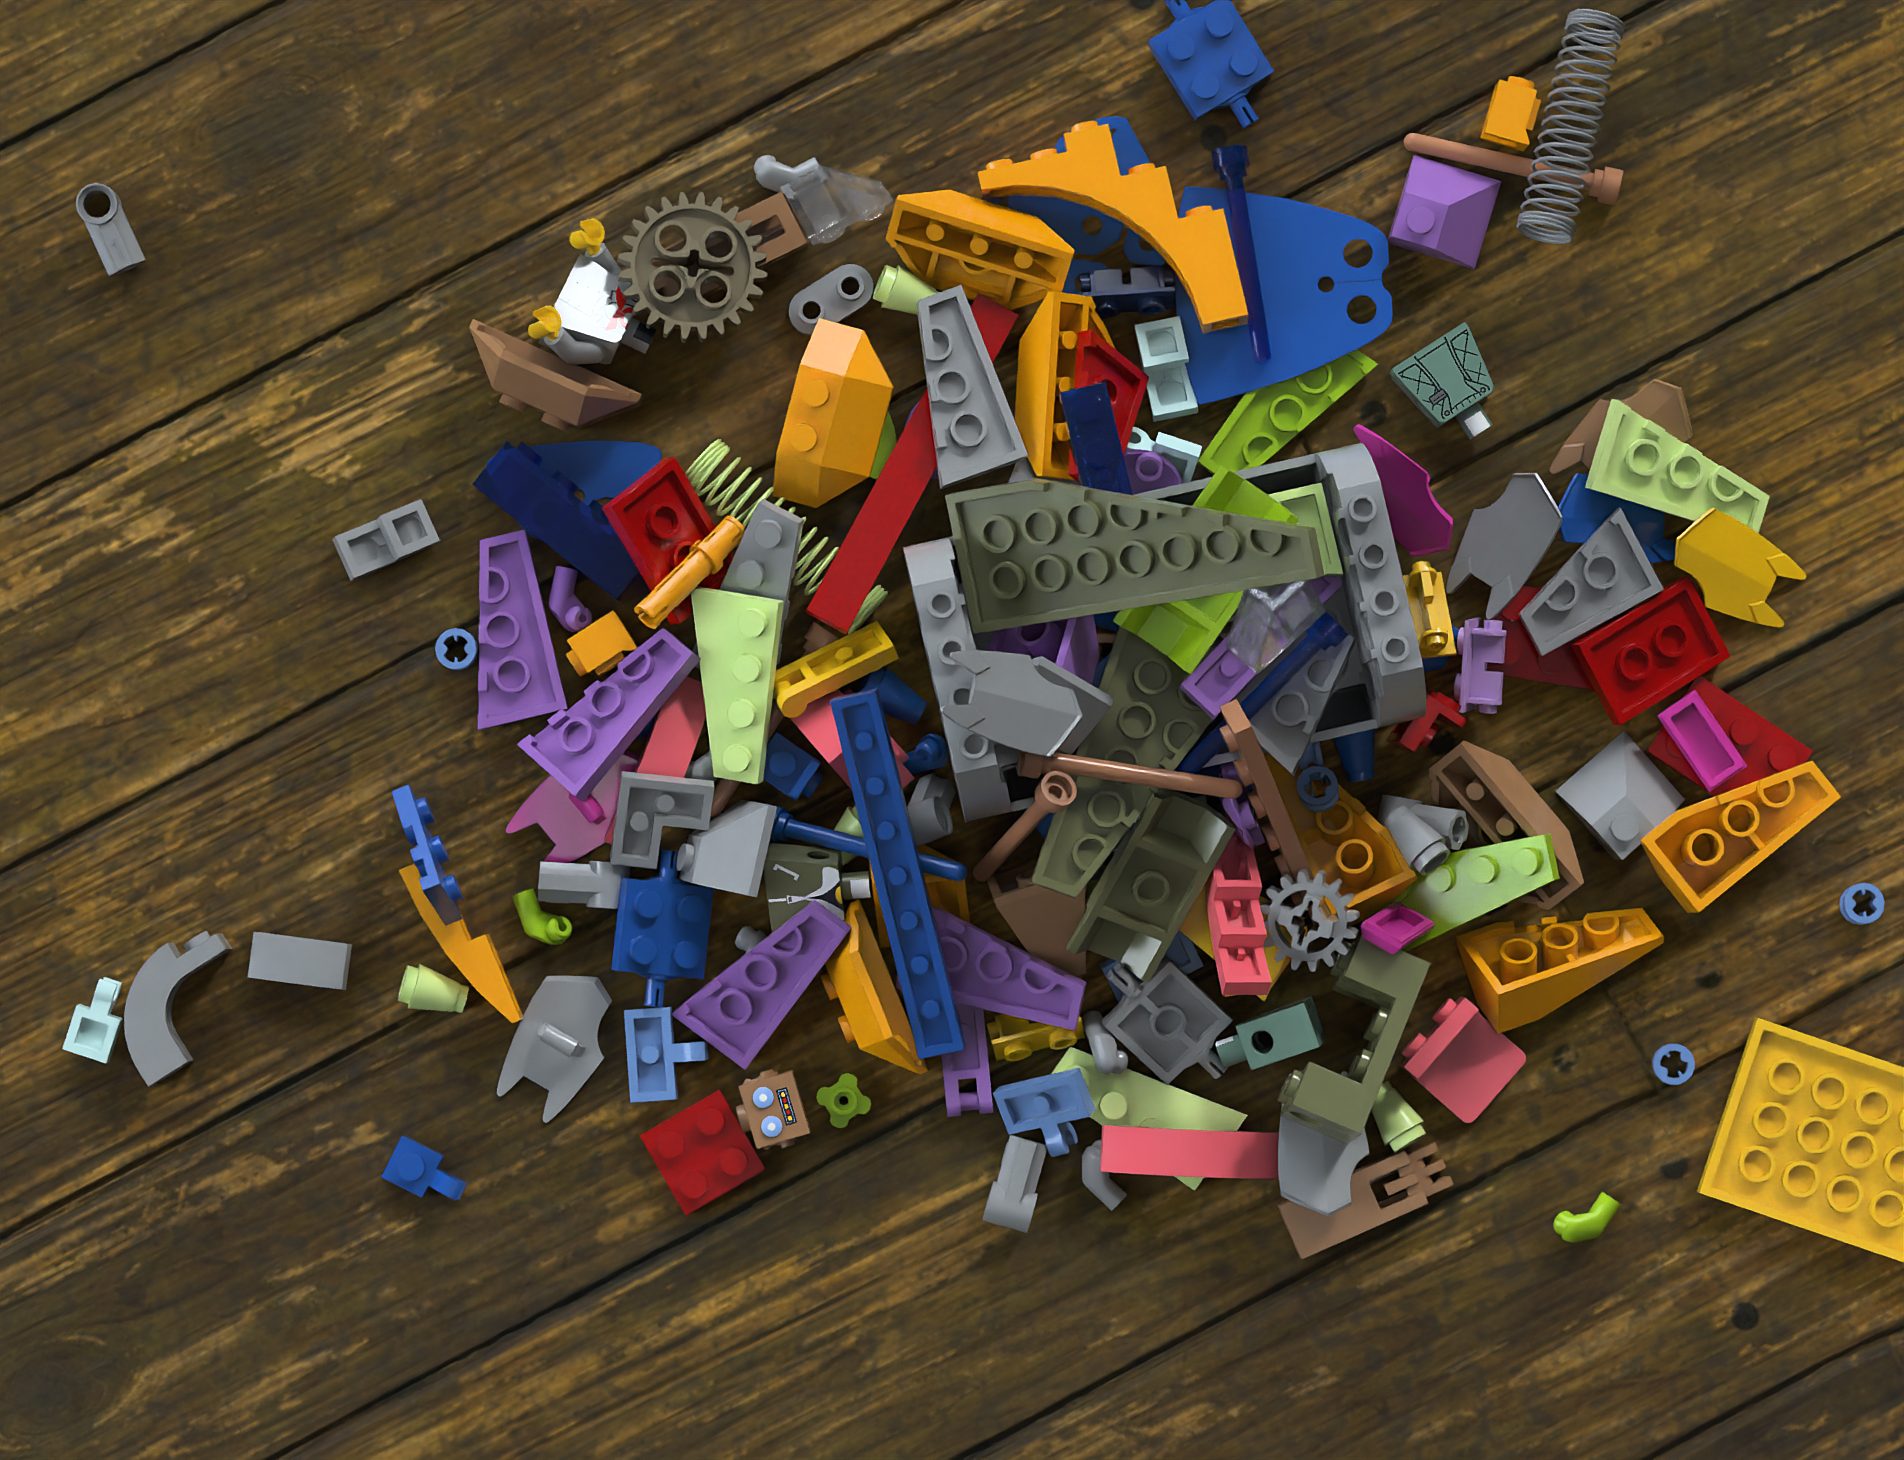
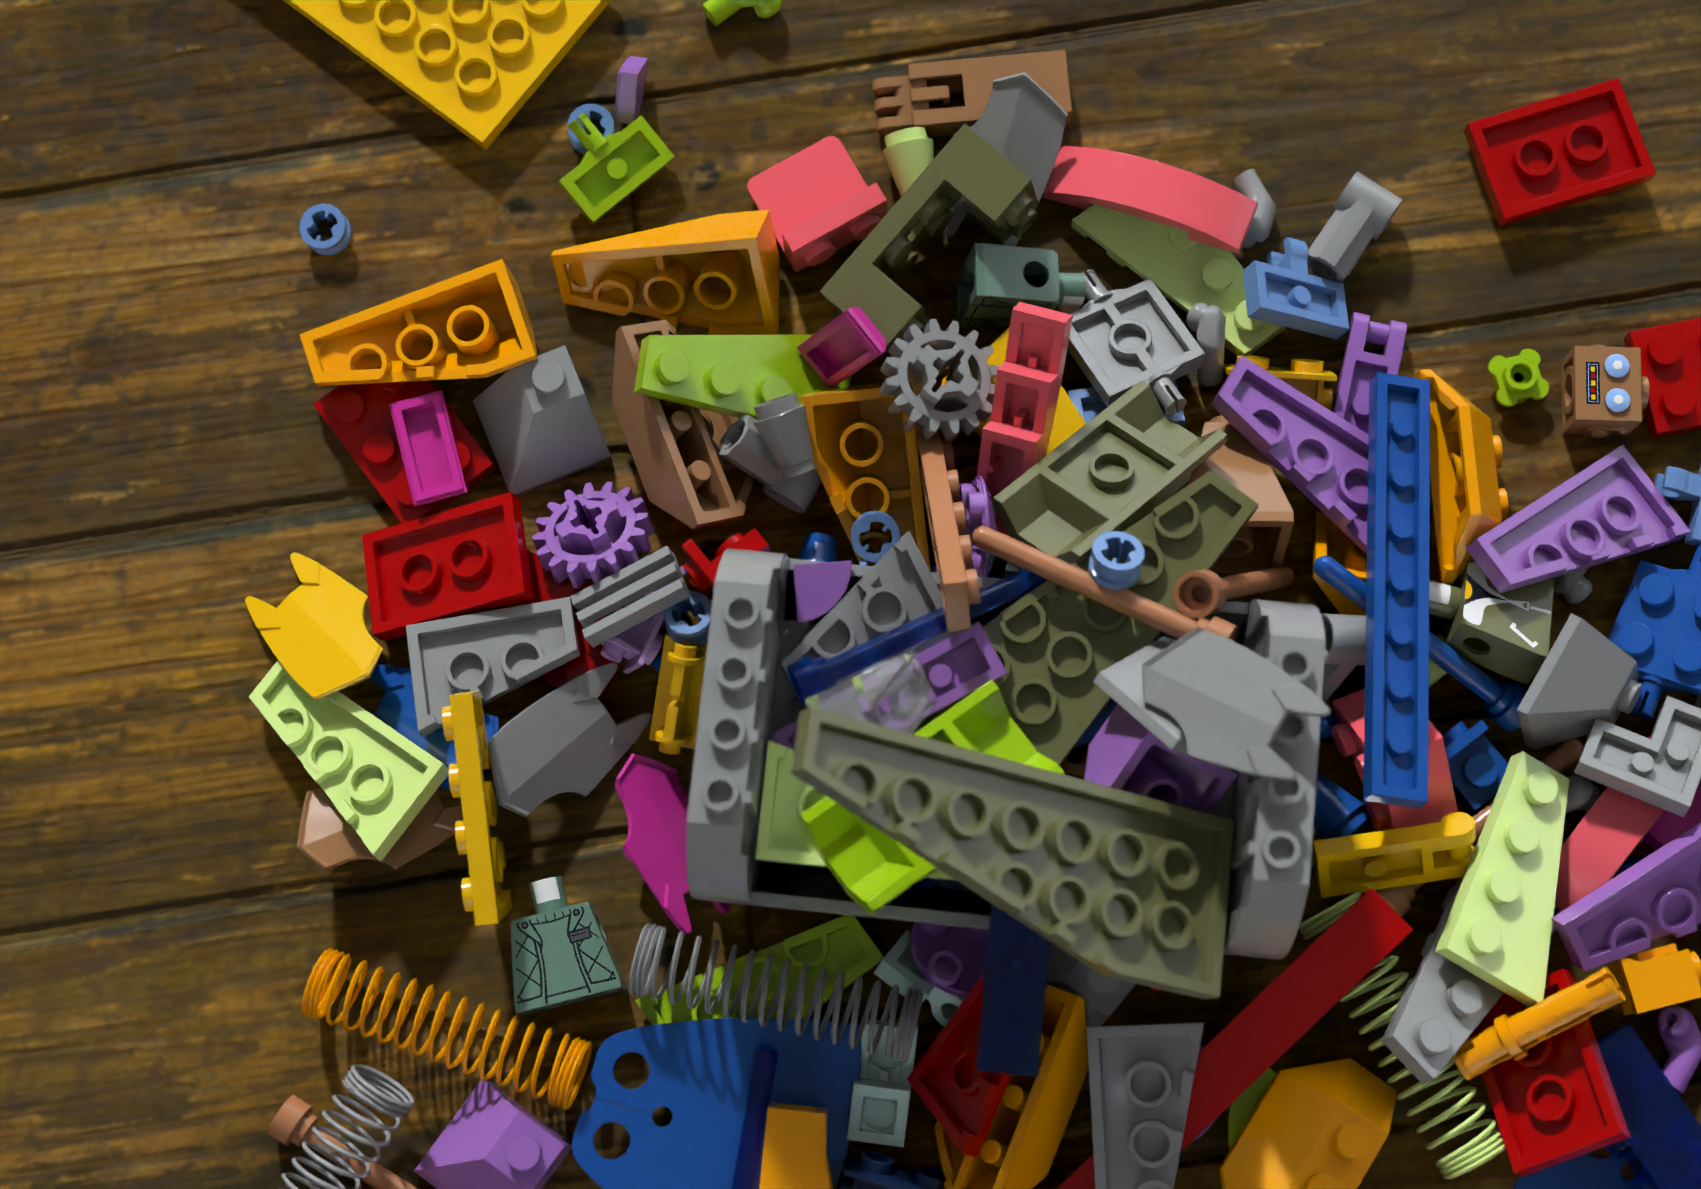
camera: 150 degrees left, 10 degrees down
(865, 1308) = (1559, 151): none -> red plate
(1128, 784) = (1111, 573): none -> medium blue bush
(1345, 711) = (819, 587): none -> medium lavender tile
(1376, 382) = (645, 969): none -> light grey piece
(1438, 684) = (679, 629): none -> medium blue bush
(1499, 676) = (628, 590): none -> light grey tile
(1523, 403) = (486, 857): none -> yellow wing
(1527, 733) = (592, 534): none -> medium lavender gear
(1620, 291) = (327, 981): none -> light orange piece
(1642, 1034) = (613, 165): none -> lime plate
(1653, 1109) = (630, 89): none -> medium lavender tile

